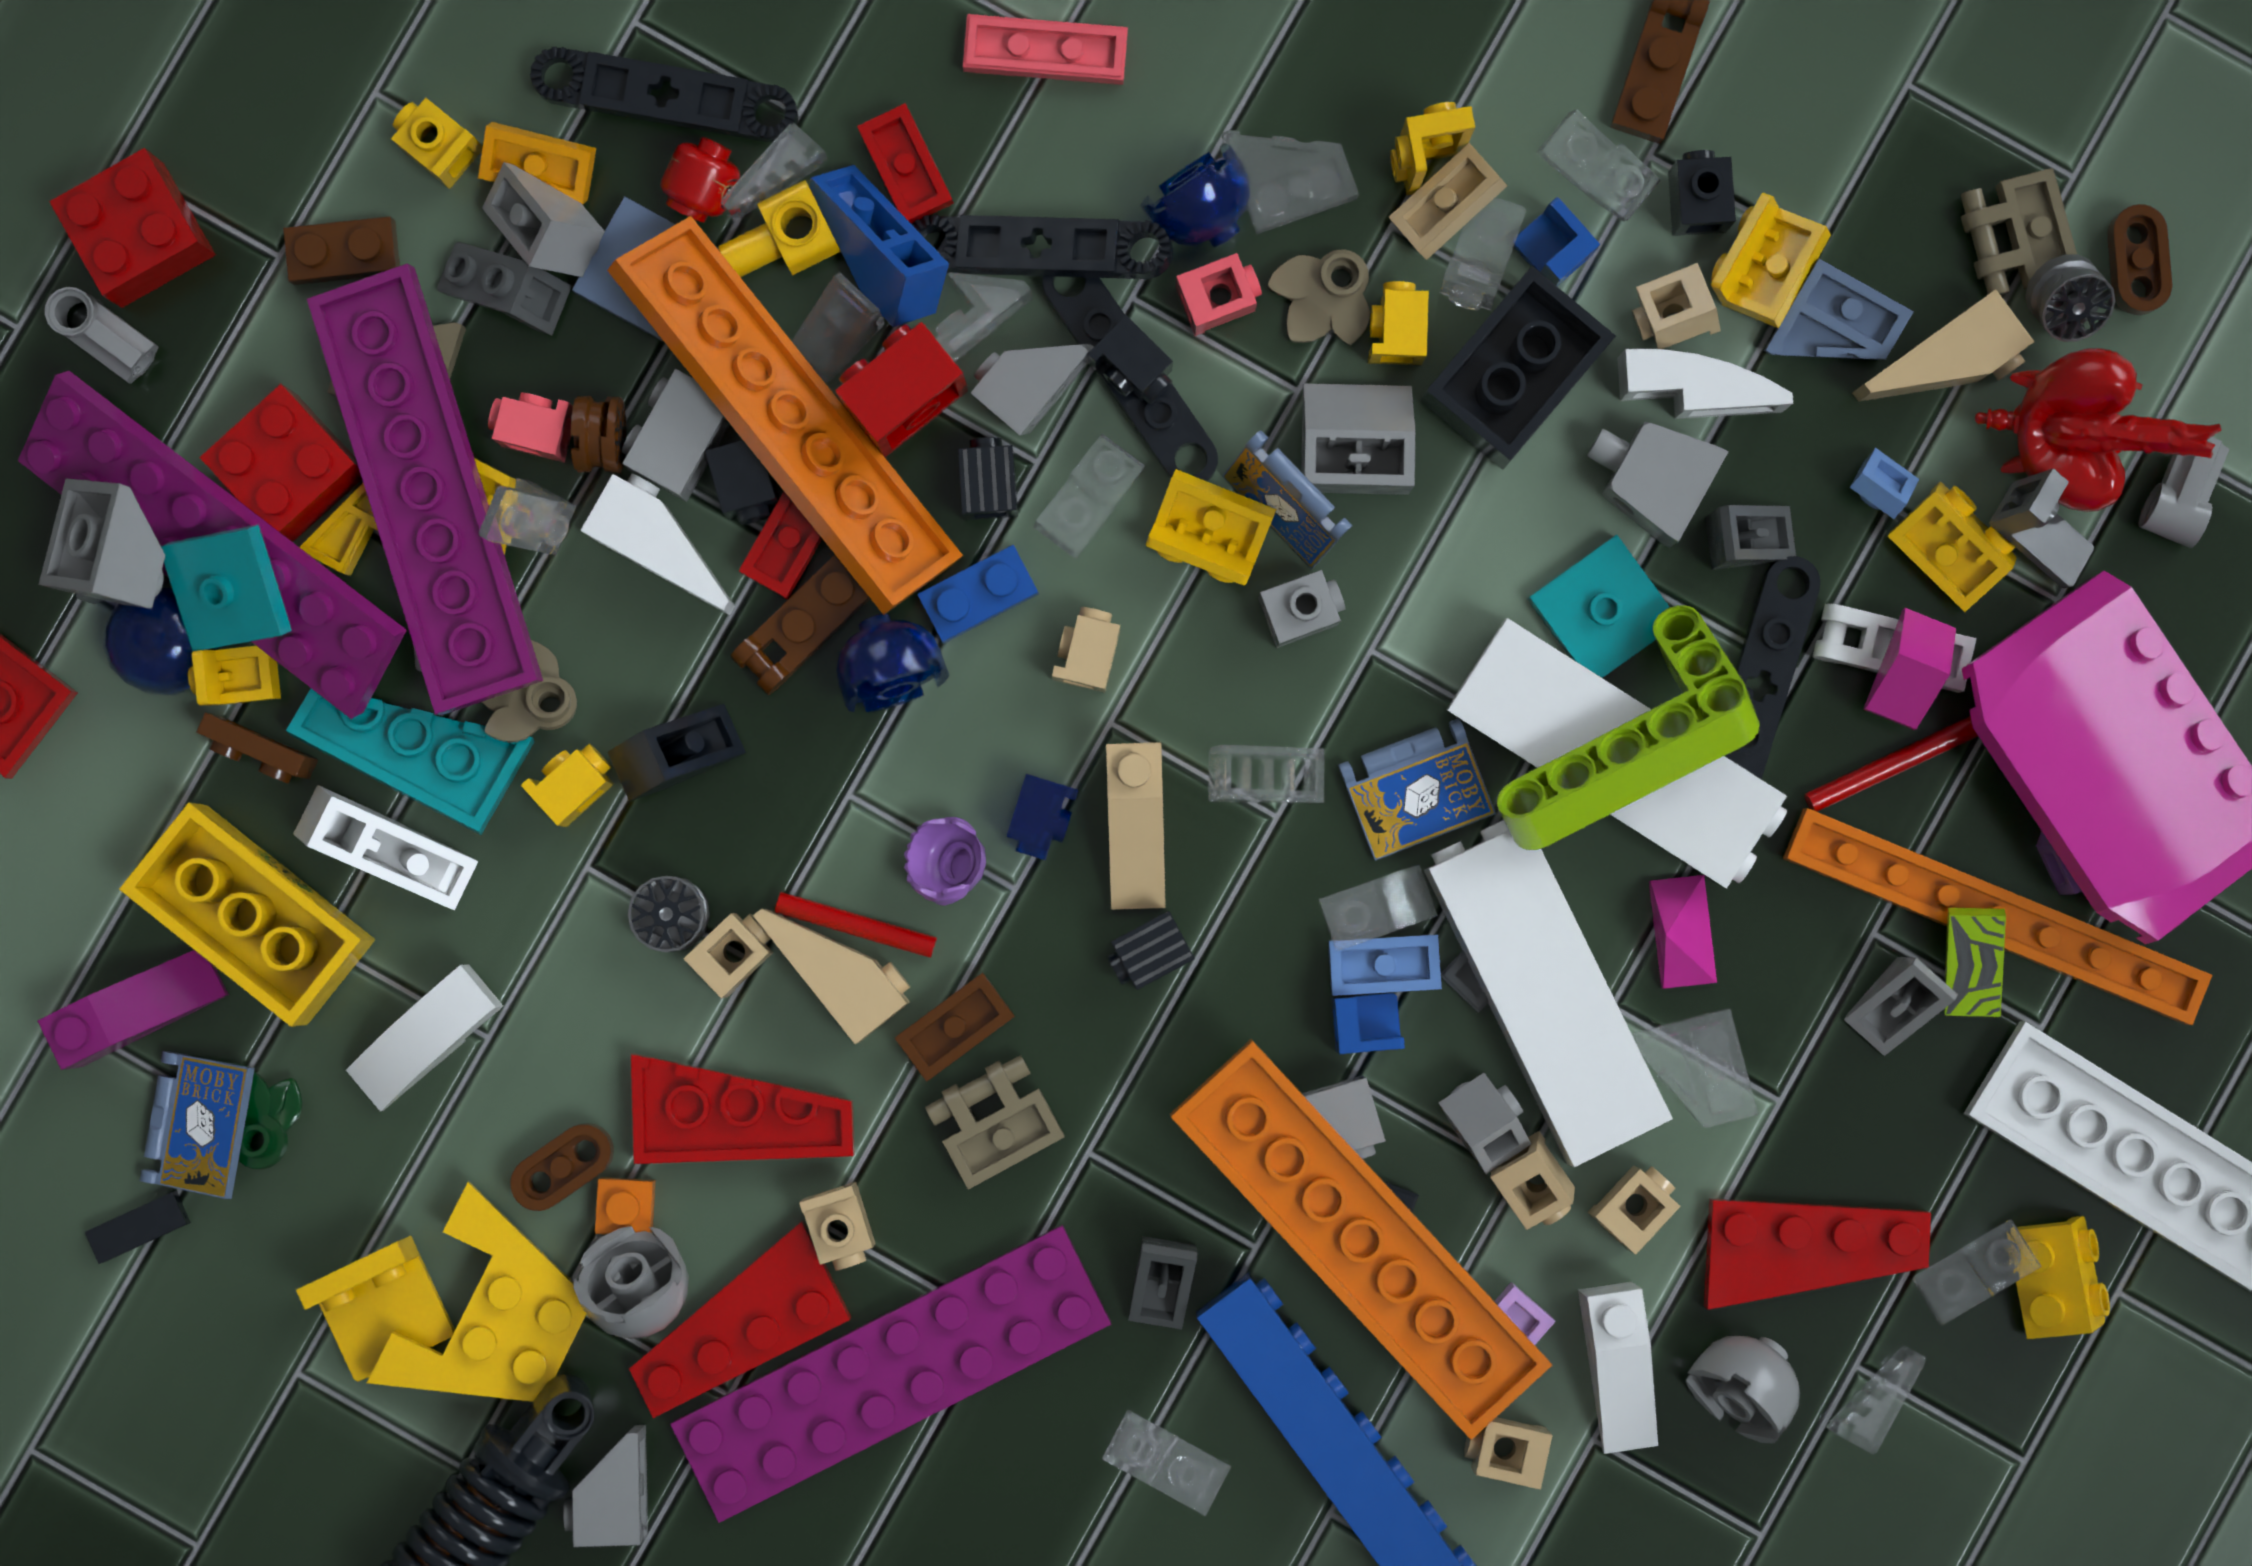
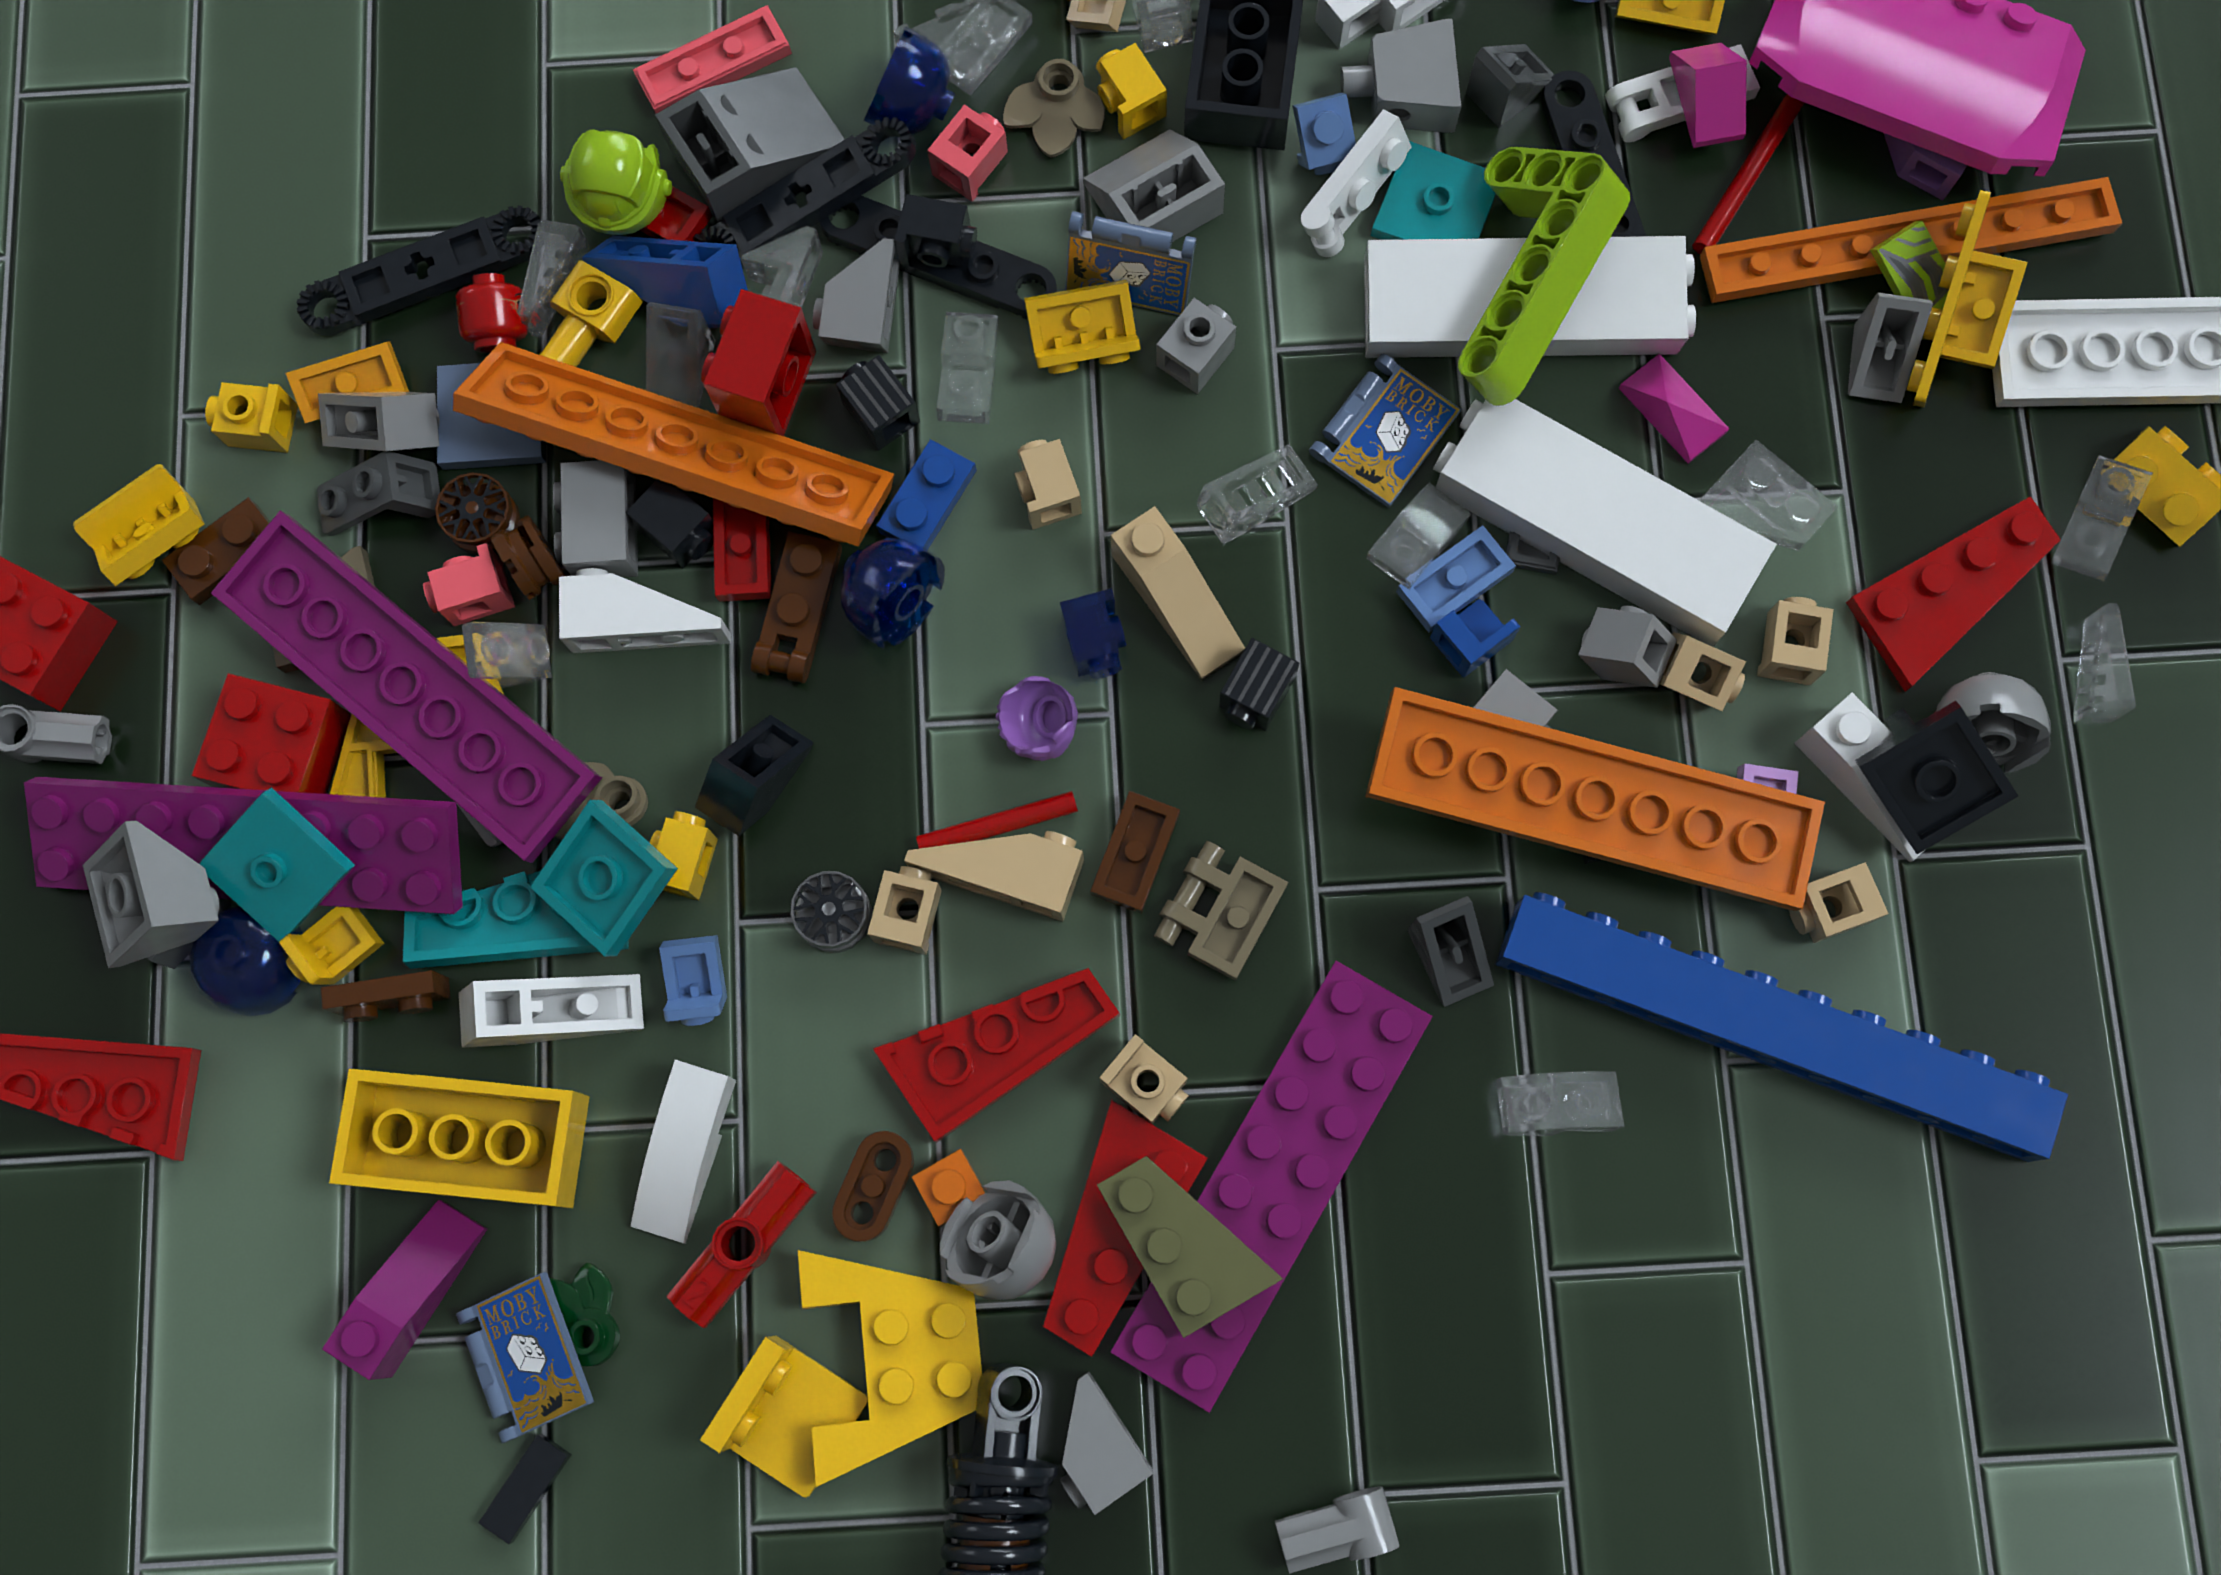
camera: 25 degrees left, 10 degrees down
(282, 186) = (139, 524): none -> yellow bracket
(395, 1157) = (716, 1271): none -> red piece
(492, 771) = (603, 878): none -> teal plate
(517, 900) = (693, 980): none -> medium blue bracket
(579, 360) = (475, 511): none -> reddish brown wheel
(779, 1383) = (1183, 1248): none -> olive wing
(878, 132) = (614, 182): none -> lime helmet
(1031, 155) = (746, 135): none -> dark grey slope
(1537, 550) = (1355, 183): none -> white plate
(1541, 487) = (1324, 132): none -> medium blue bracket
(1656, 1403) = (1935, 775): none -> black bracket
(1999, 1021) = (1975, 308): none -> yellow bracket

